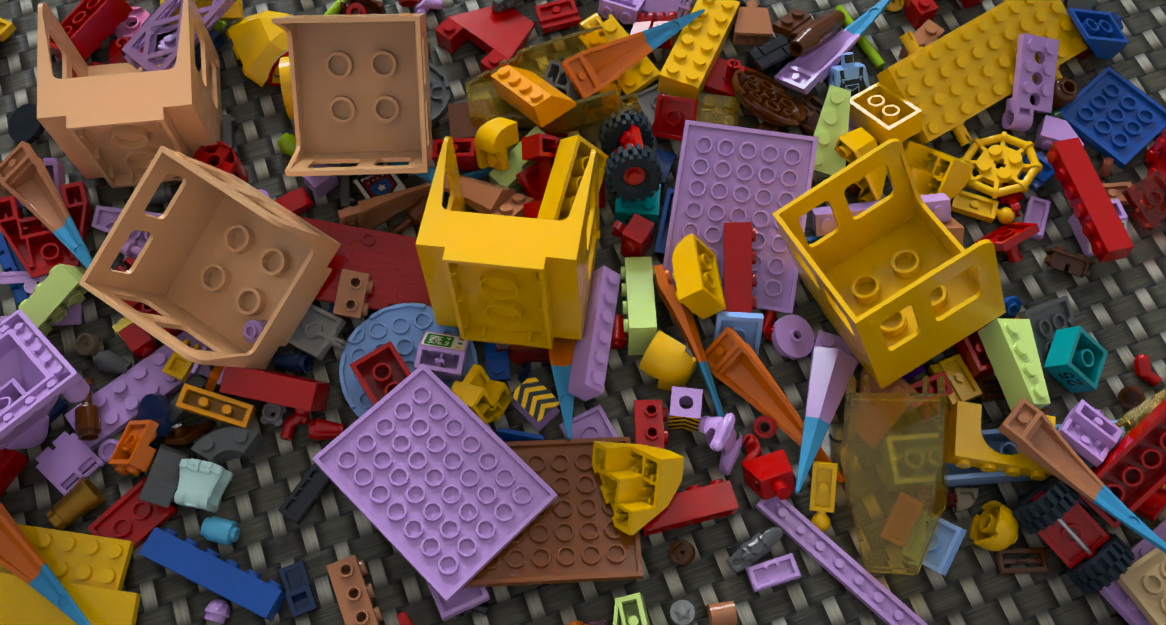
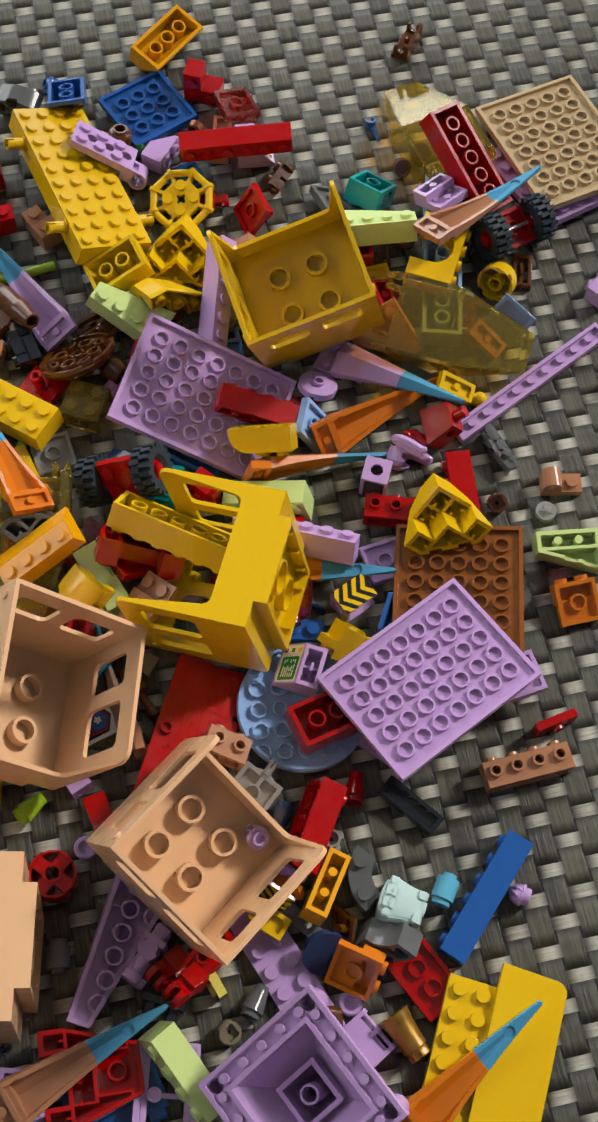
camera: 85 degrees left, 0 degrees up
(138, 341) = (235, 973): red brick -> none
(290, 423) = (344, 824): red arm -> none
(298, 588) = (501, 822): dark blue slope -> none
(668, 362) = (331, 483): yellow brick -> none
(671, 116) = (80, 436): red tile -> none
(758, 427) = (400, 422): red plate -> none
(773, 572) = (519, 439): lavender plate -> none
(849, 75) = (71, 291): light blue torso -> none
(980, 208) = (219, 220): yellow plate -> none
(1037, 212) = (228, 186): lavender tile -> none
(1143, 370) = (379, 154): red arm -> none

